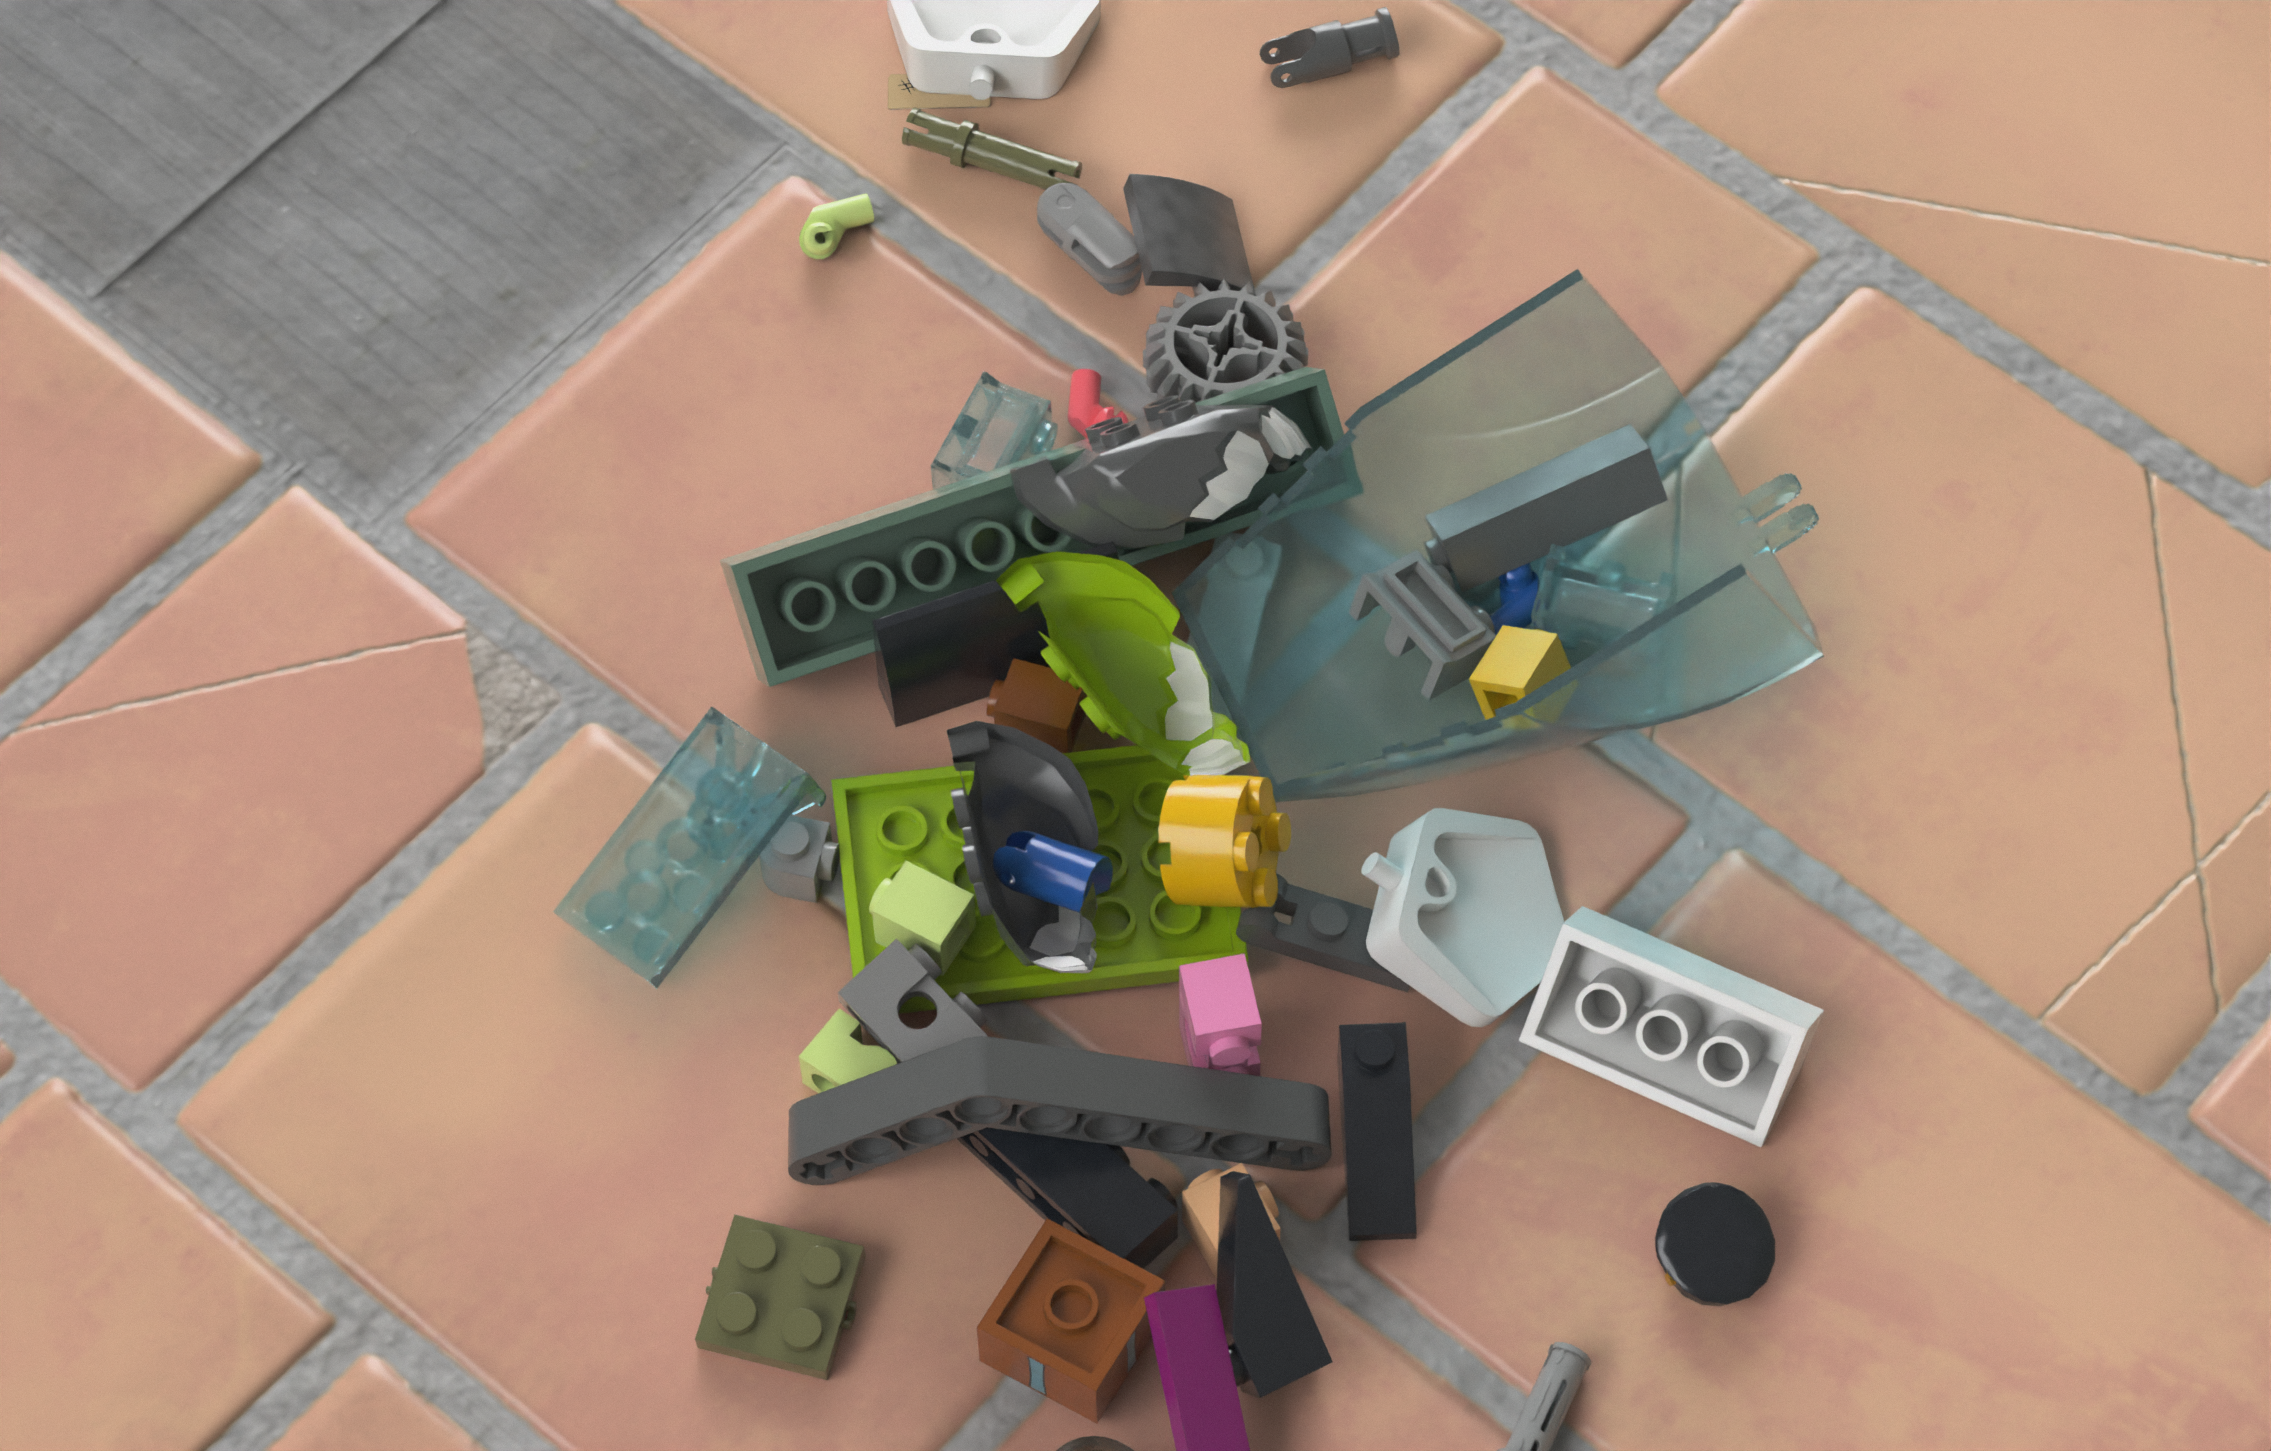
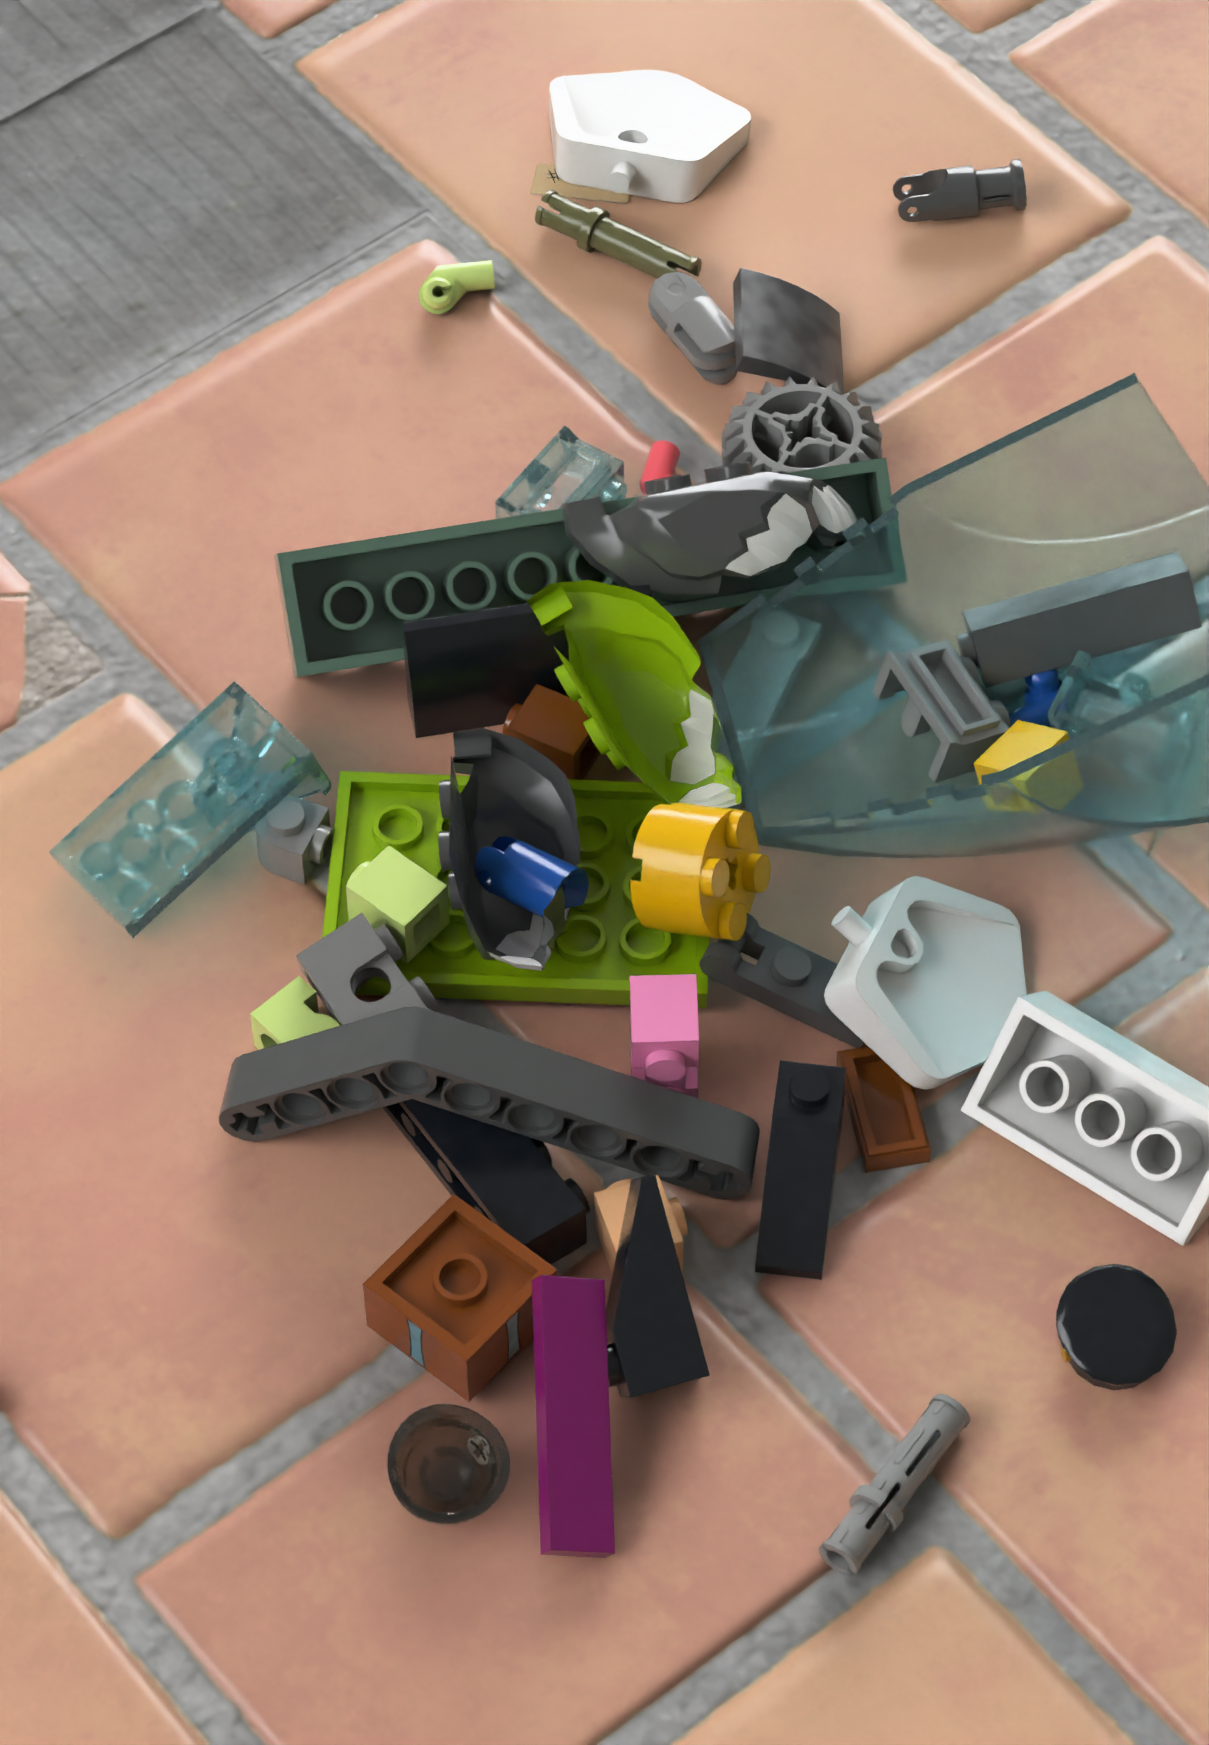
camera: 10 degrees right, 5 degrees down
(781, 1297) = (187, 1236): olive plate -> none
(1443, 1055) = (883, 1112): none -> dark orange tile

